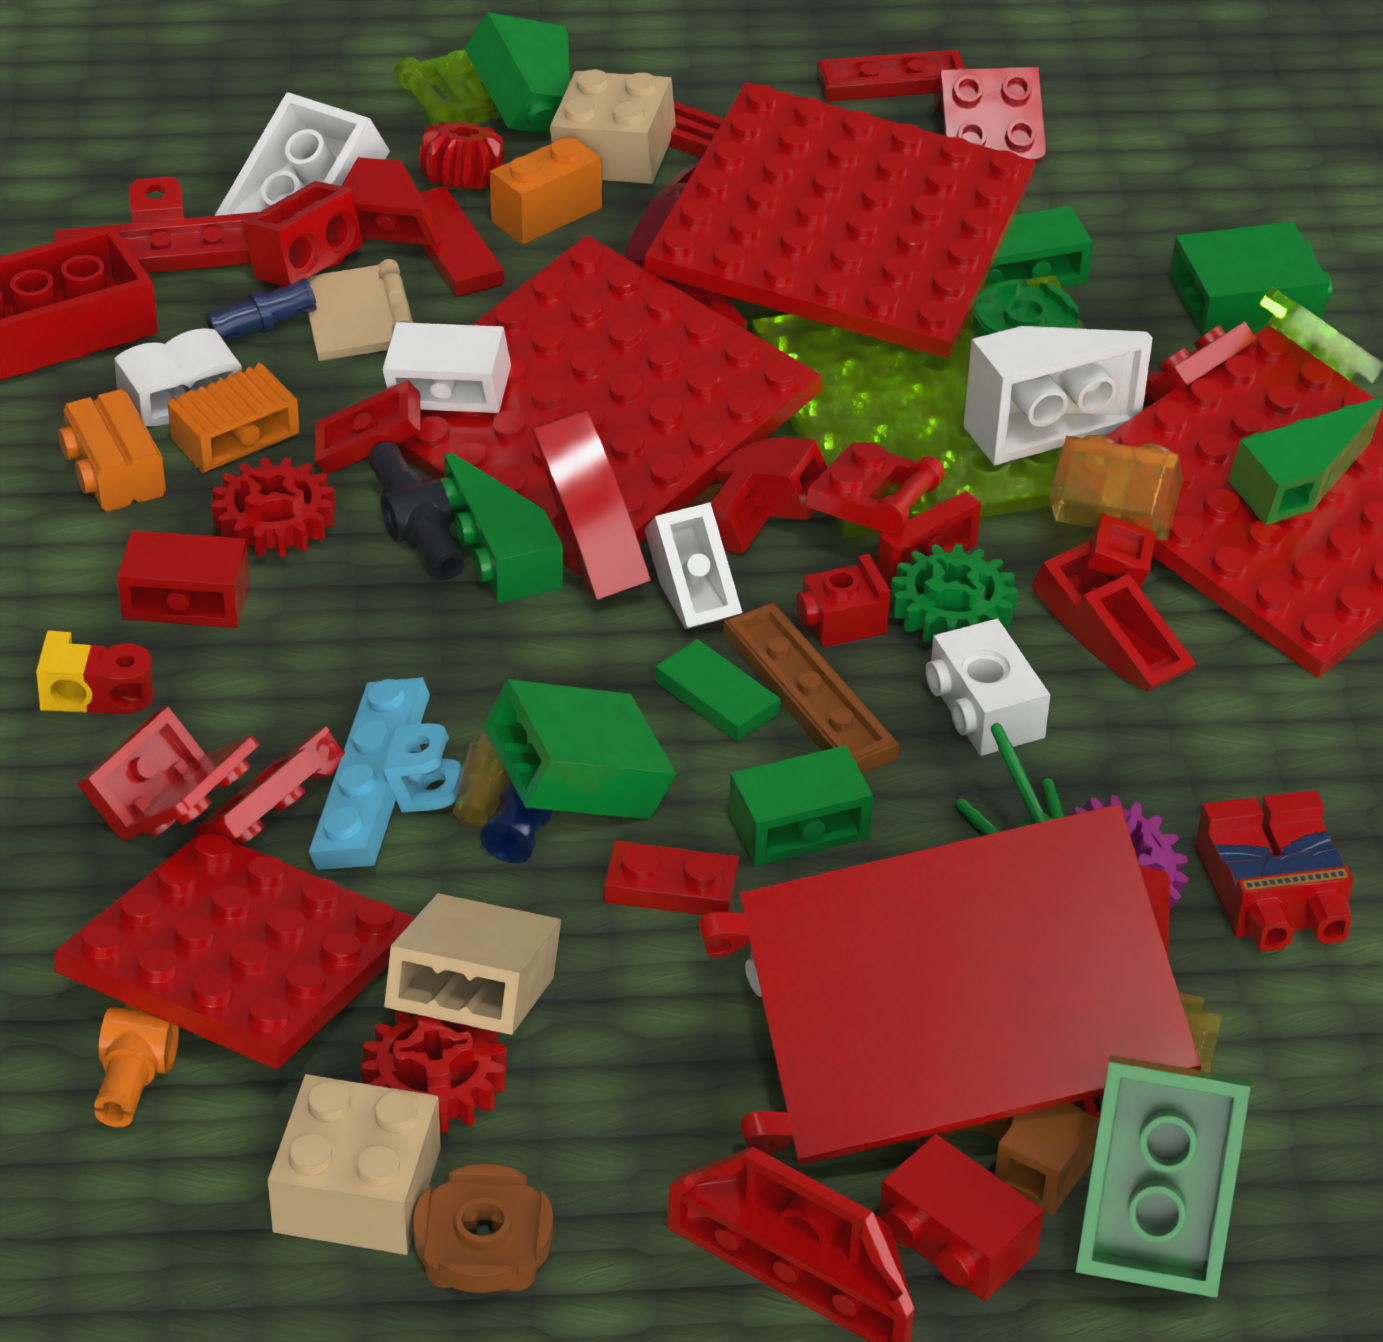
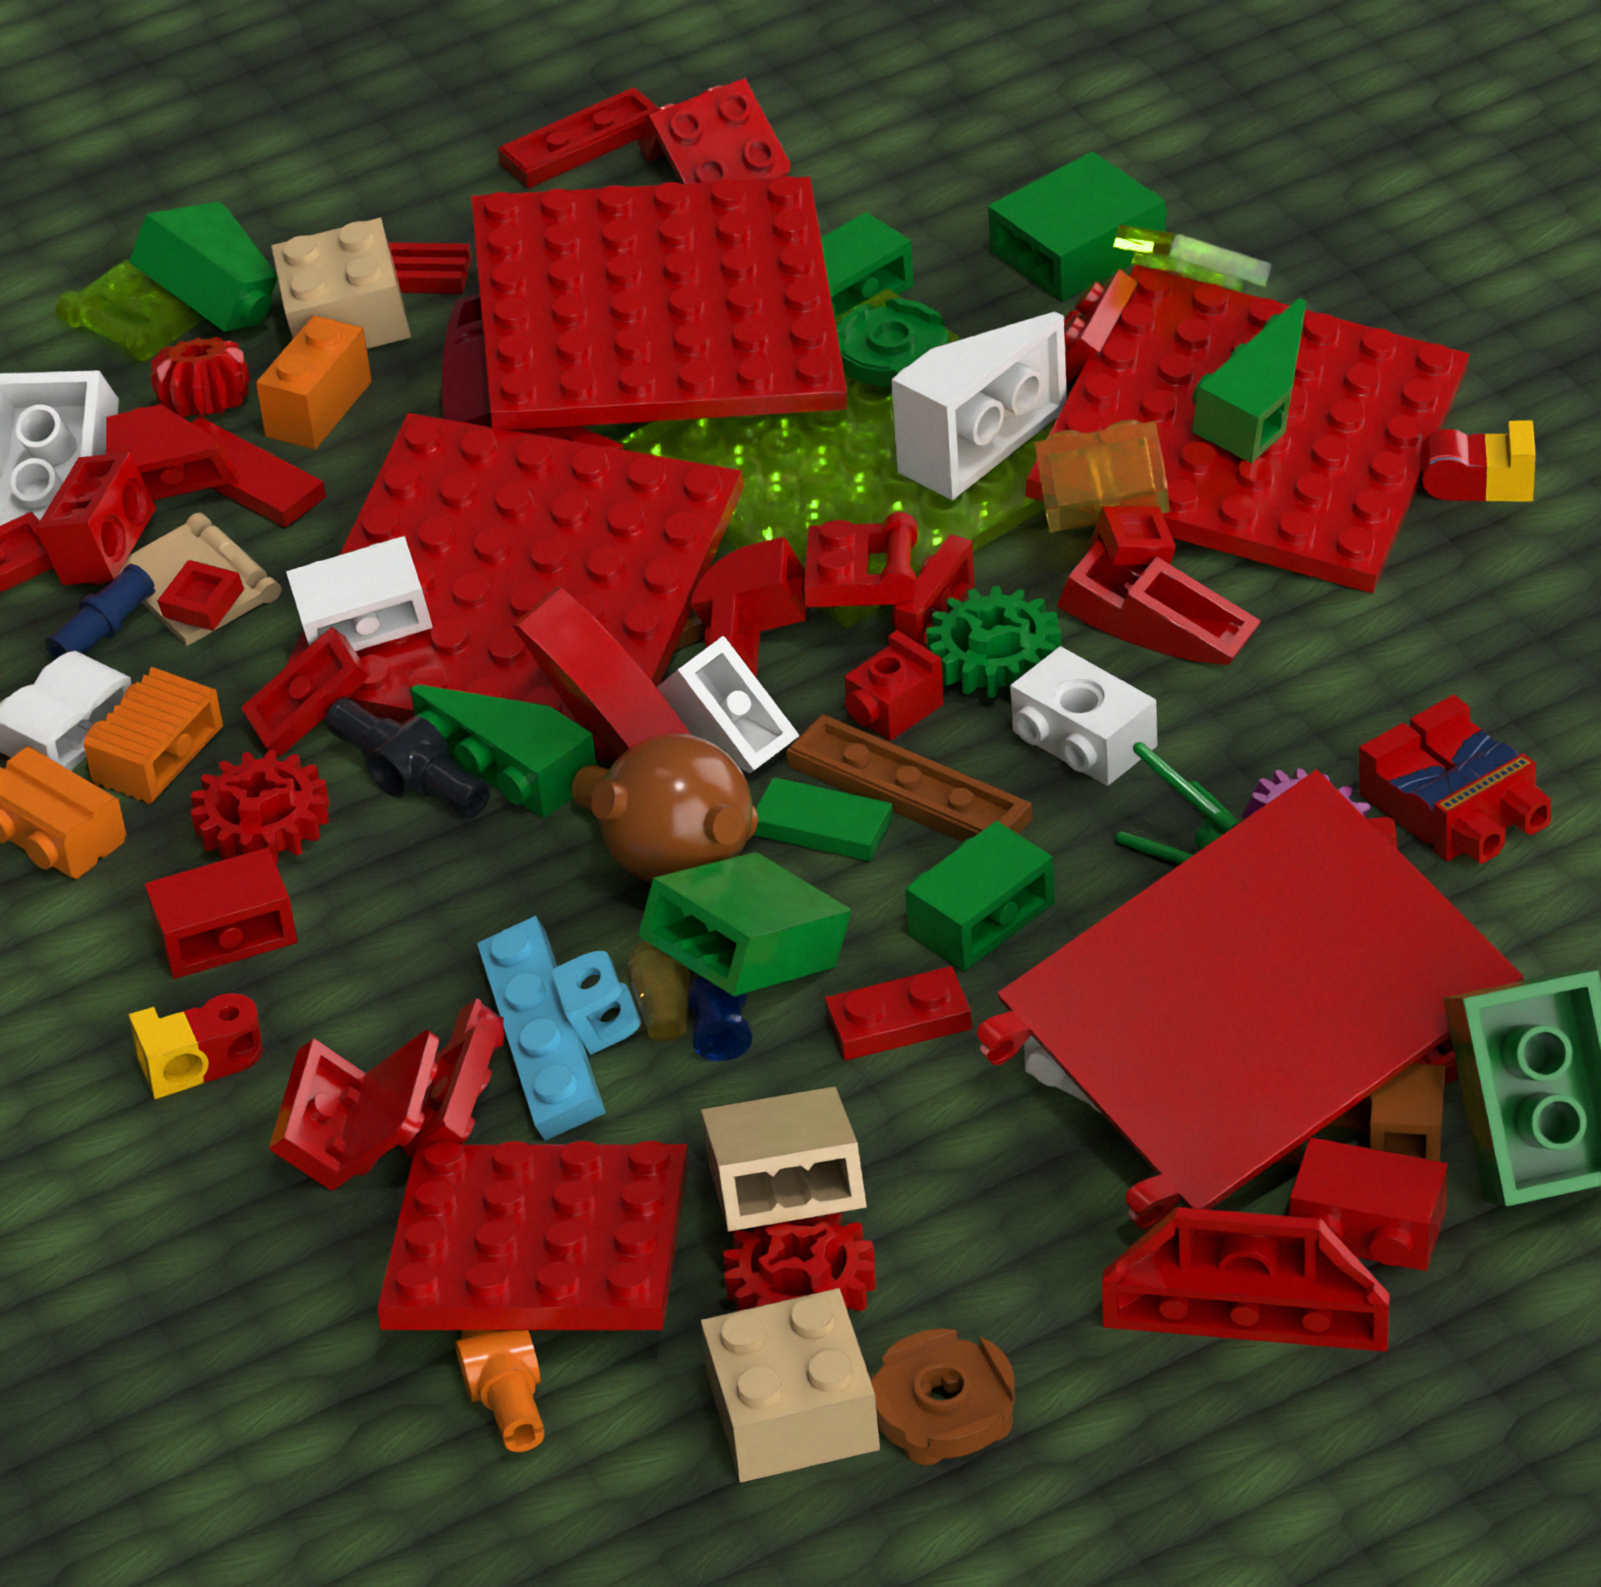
camera: 20 degrees left, 0 degrees up
(343, 322) = (200, 595): none -> red plate
(581, 628) = (669, 805): none -> dark orange piece

